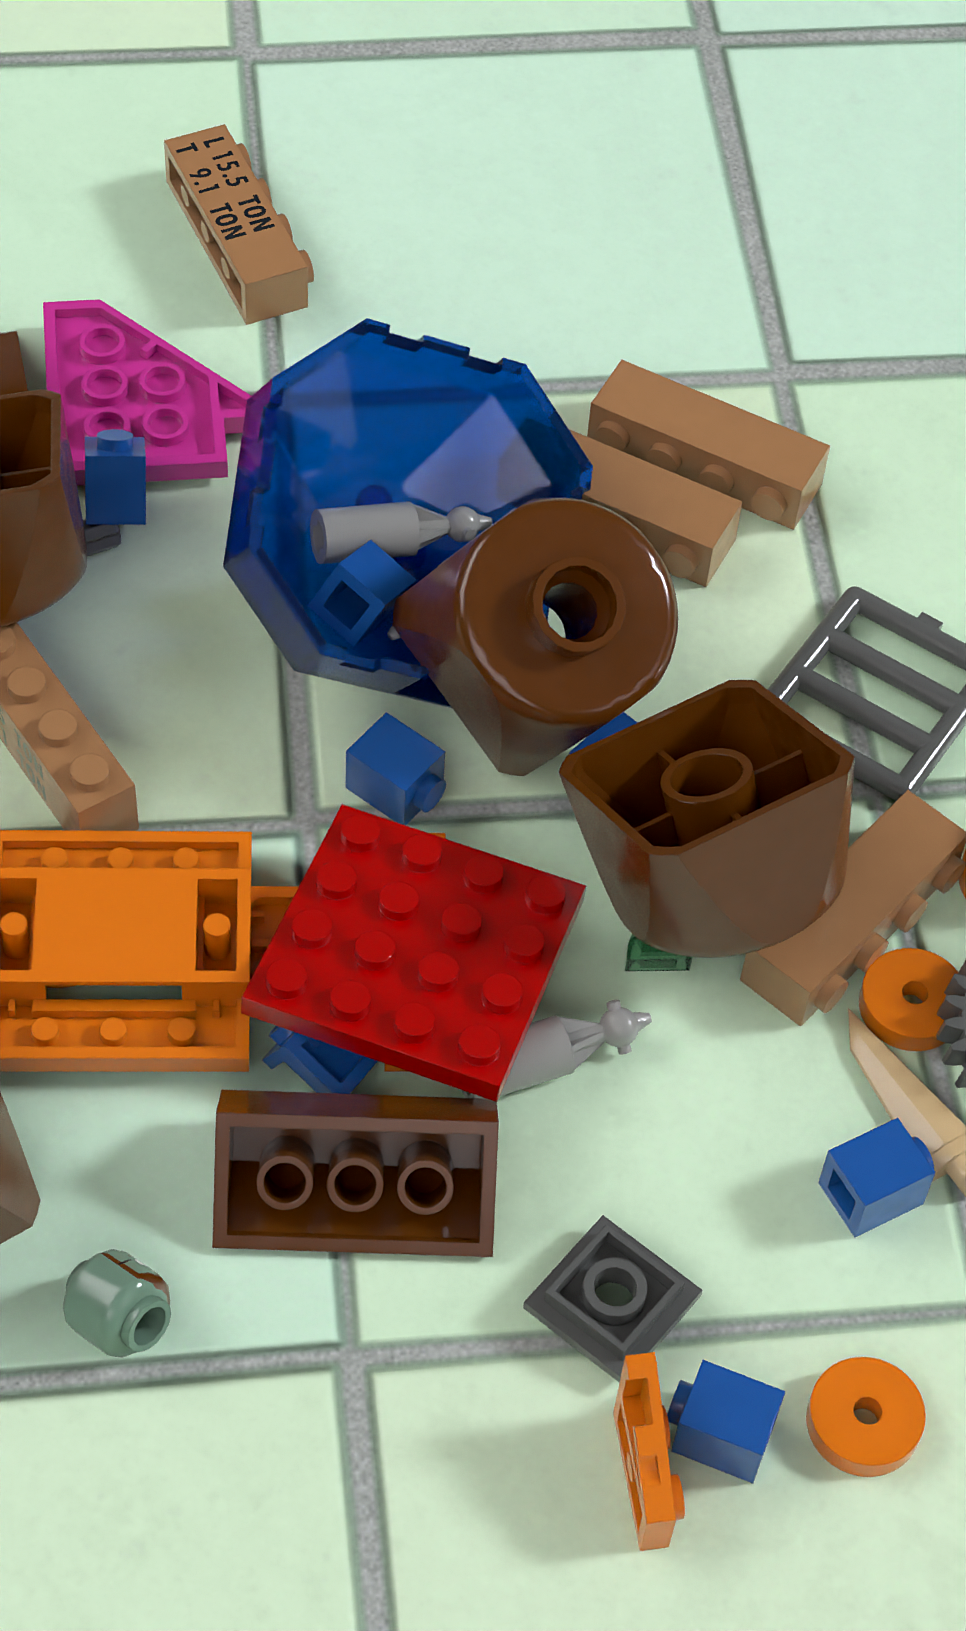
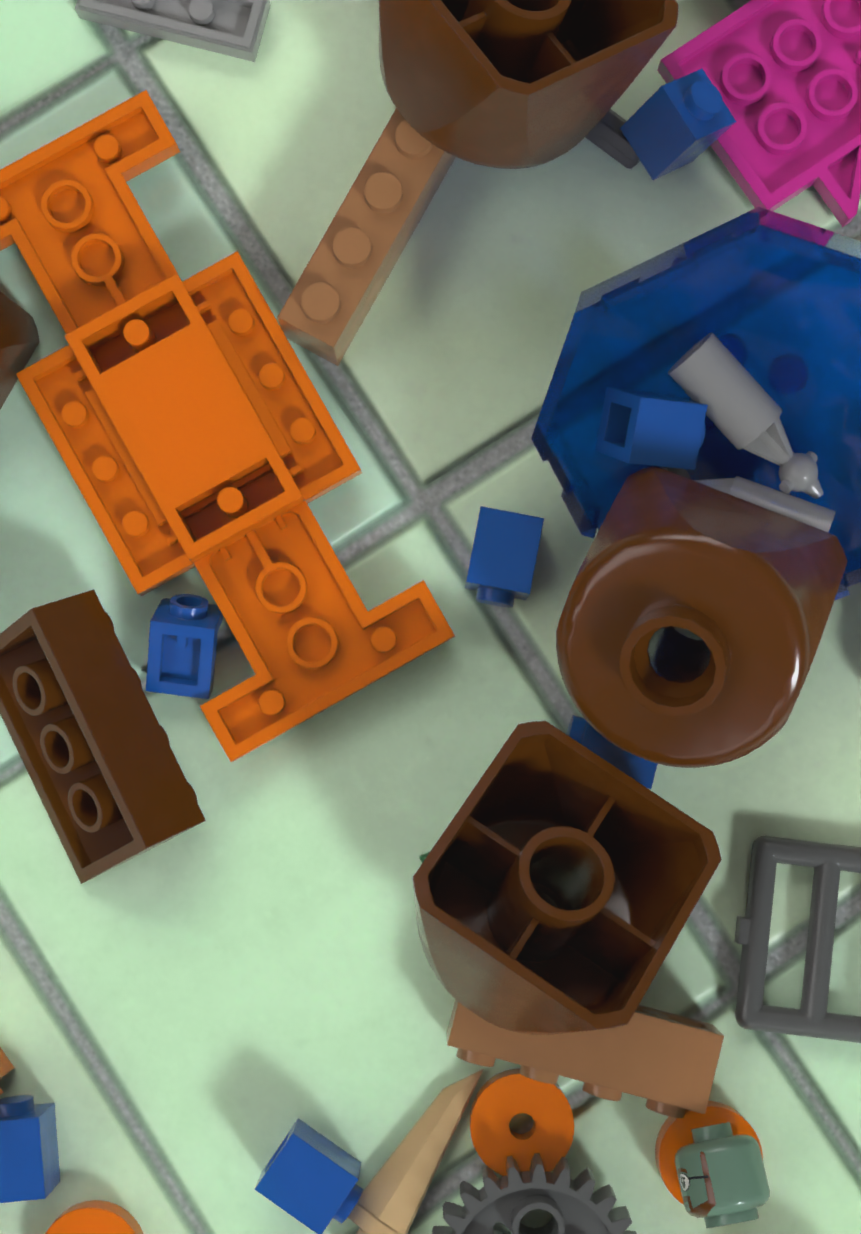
camera: 65 degrees right, 30 degrees up
(415, 952) = (303, 680): red plate -> none
(561, 1044) = (283, 829): light grey wheel -> none
(605, 1332) = (115, 975): dark grey piece -> none

